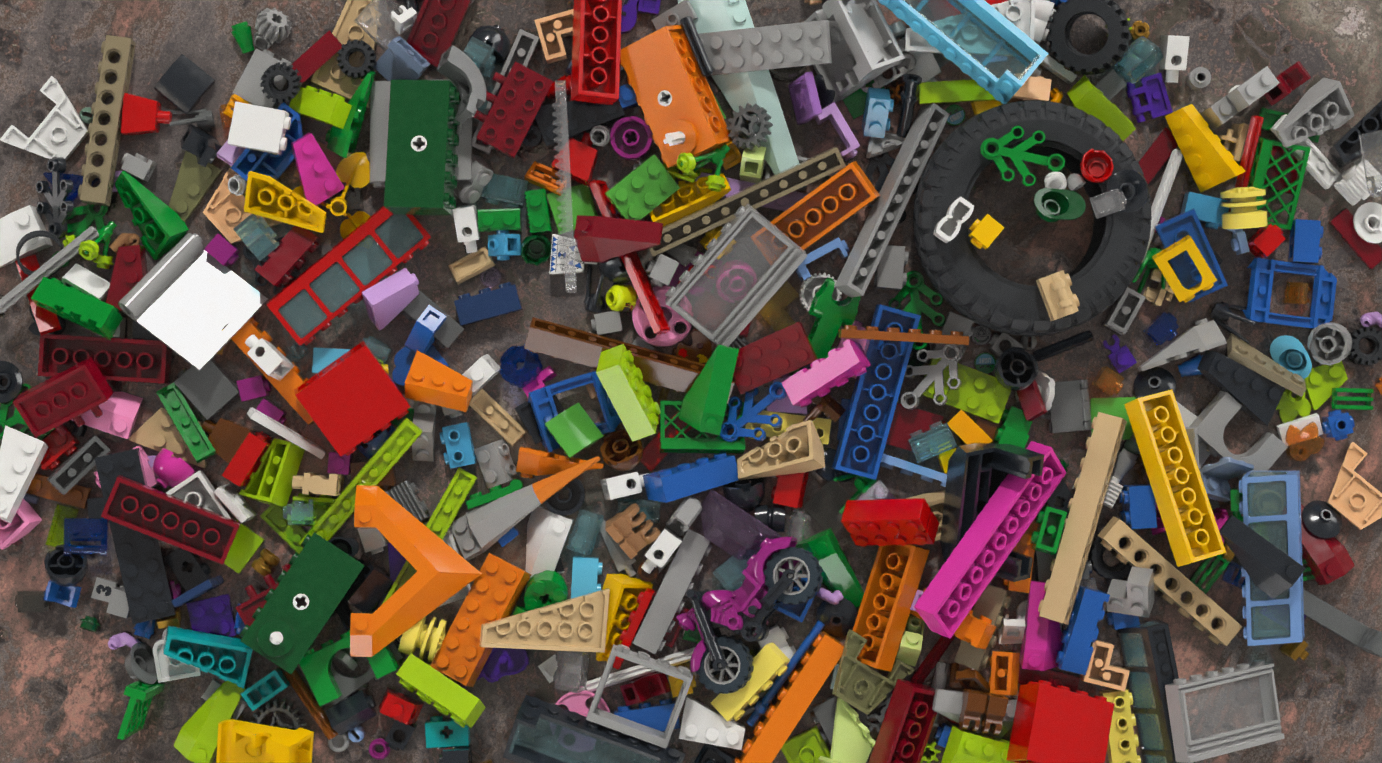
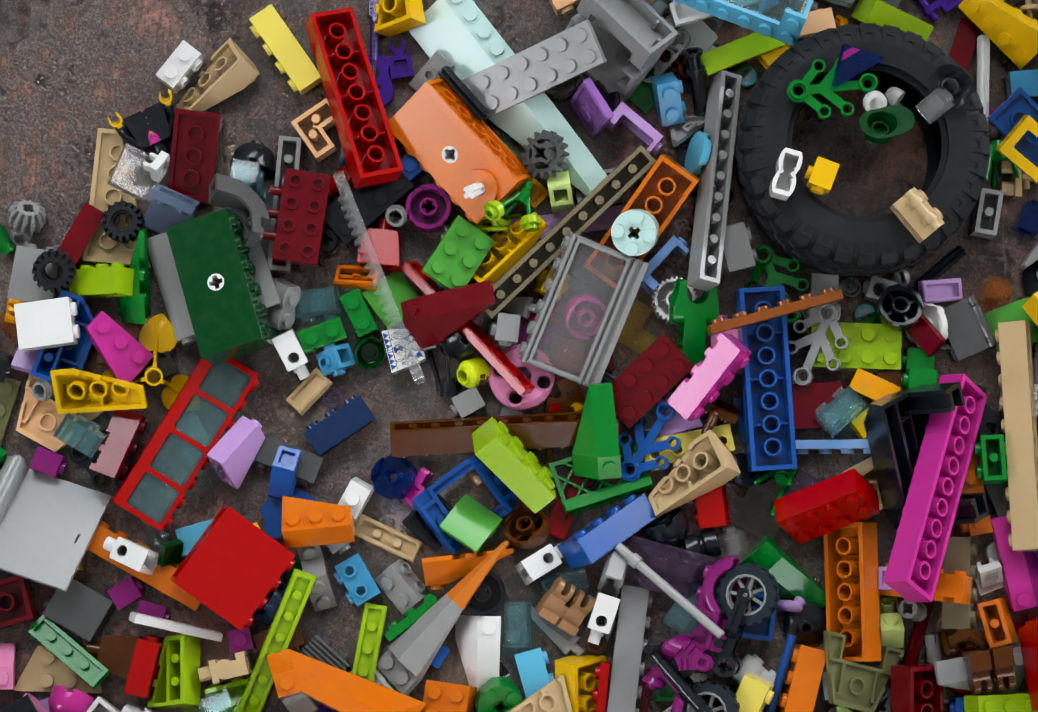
camera: 15 degrees left, 5 degrees down
(302, 366) = (170, 553): none -> dark green tile
(378, 348) = (244, 508): clear light blue brick -> none
(706, 513) = (636, 561): none -> light grey bar
(802, 212) = (622, 230): none -> light aqua brick
(886, 170) = (698, 152): none -> medium azure tile
(936, 640) = (913, 610): none -> light grey bush
(1048, 140) = (853, 62): none -> clear blue tile
(1059, 365) = (940, 290): none -> lavender tile
(1096, 166) = (910, 72): red hair -> none
(1120, 356) = (998, 262): dark purple plate -> none

